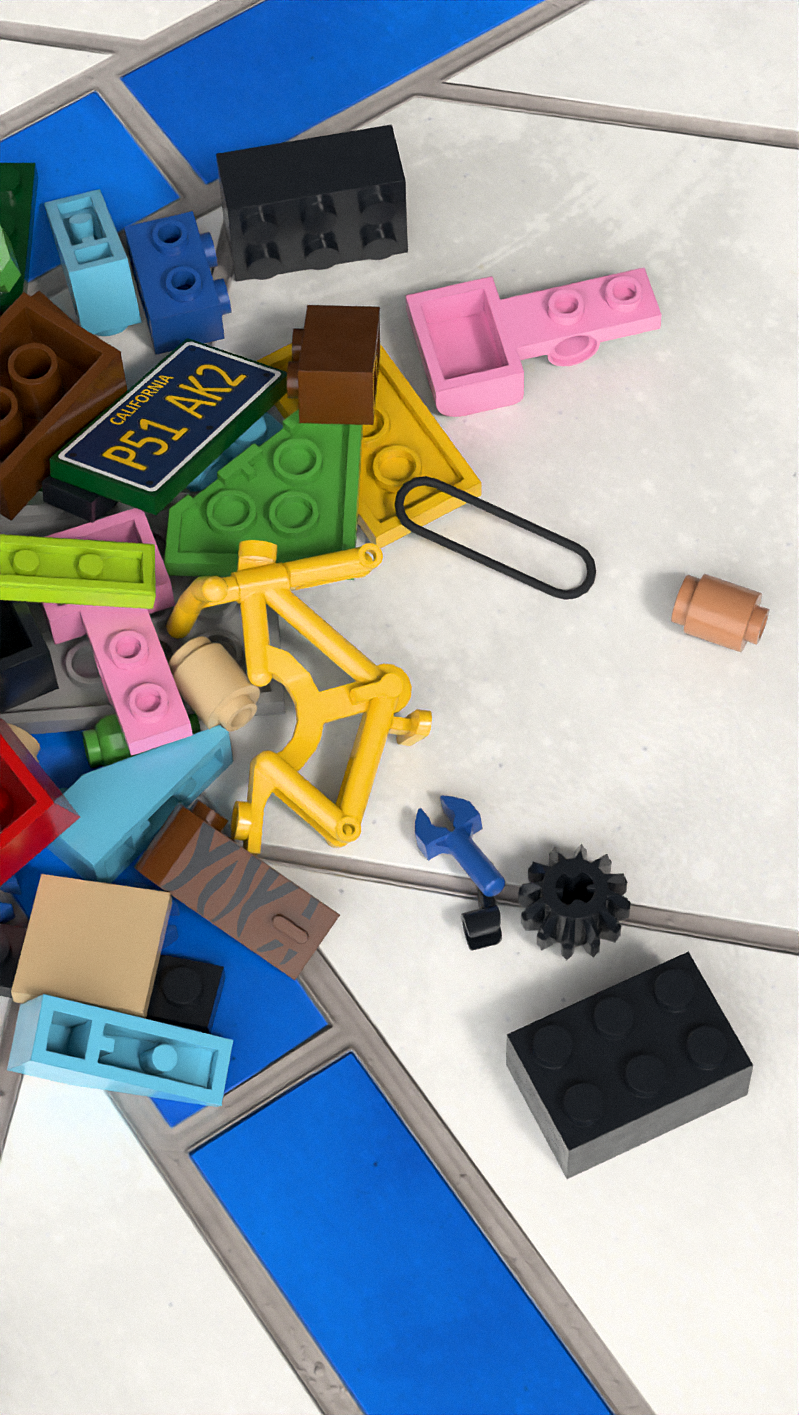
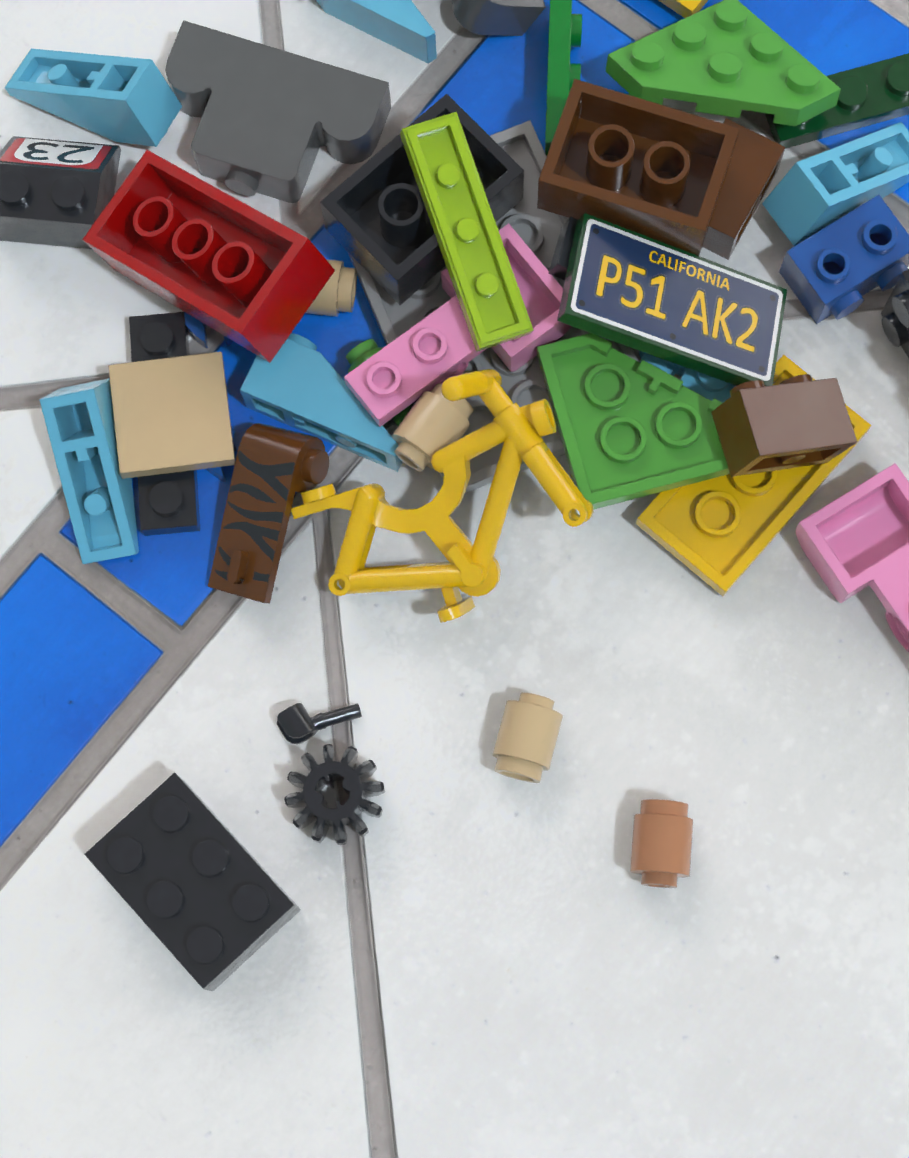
camera: 75 degrees right, 15 degrees up
(459, 843) = (364, 682): blue bar -> none
(485, 560) = (700, 623): black piece -> none
(572, 703) = (527, 737): none -> tan brick

